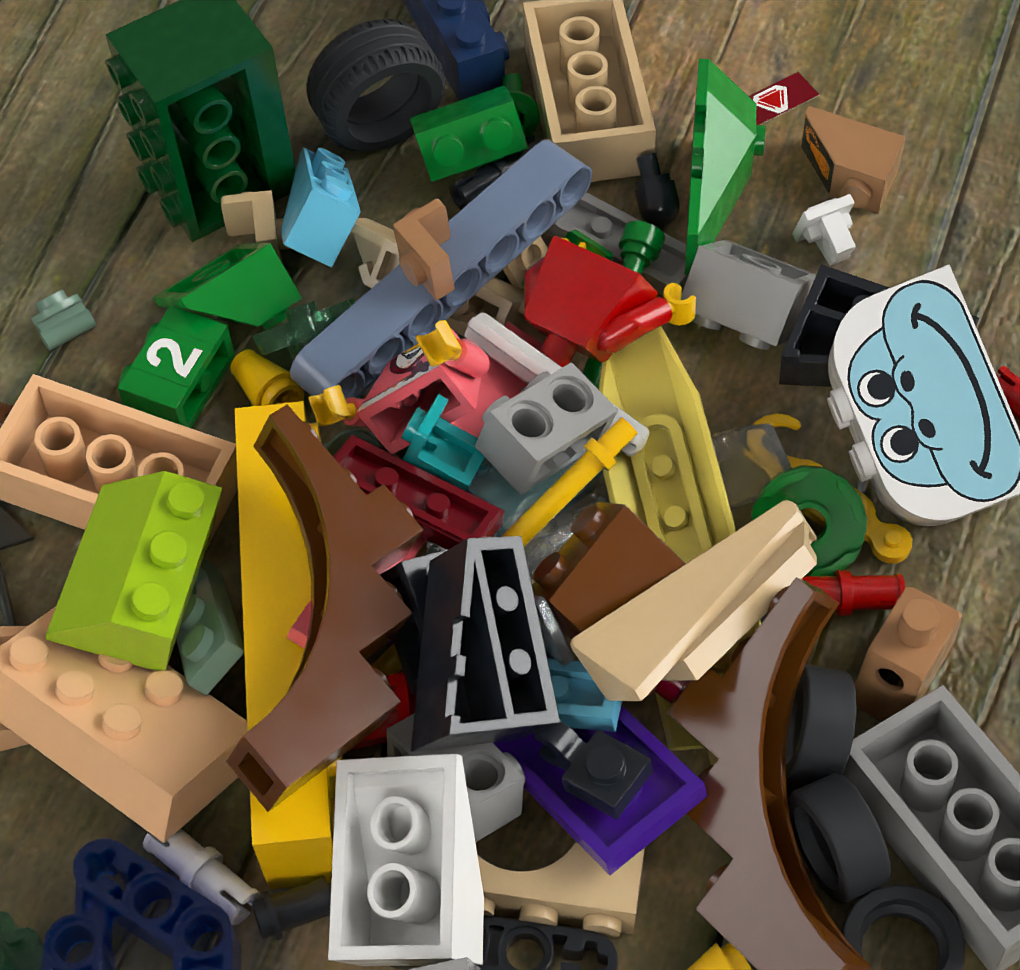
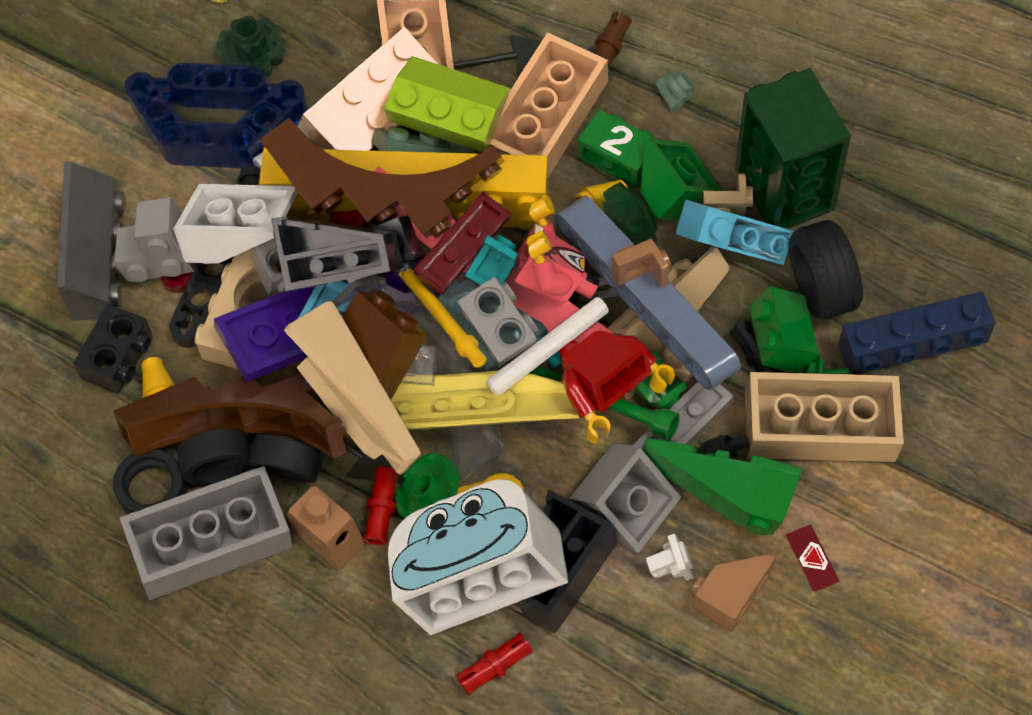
camera: 100 degrees right, 5 degrees up
(597, 771) = (267, 323): black plate -> none

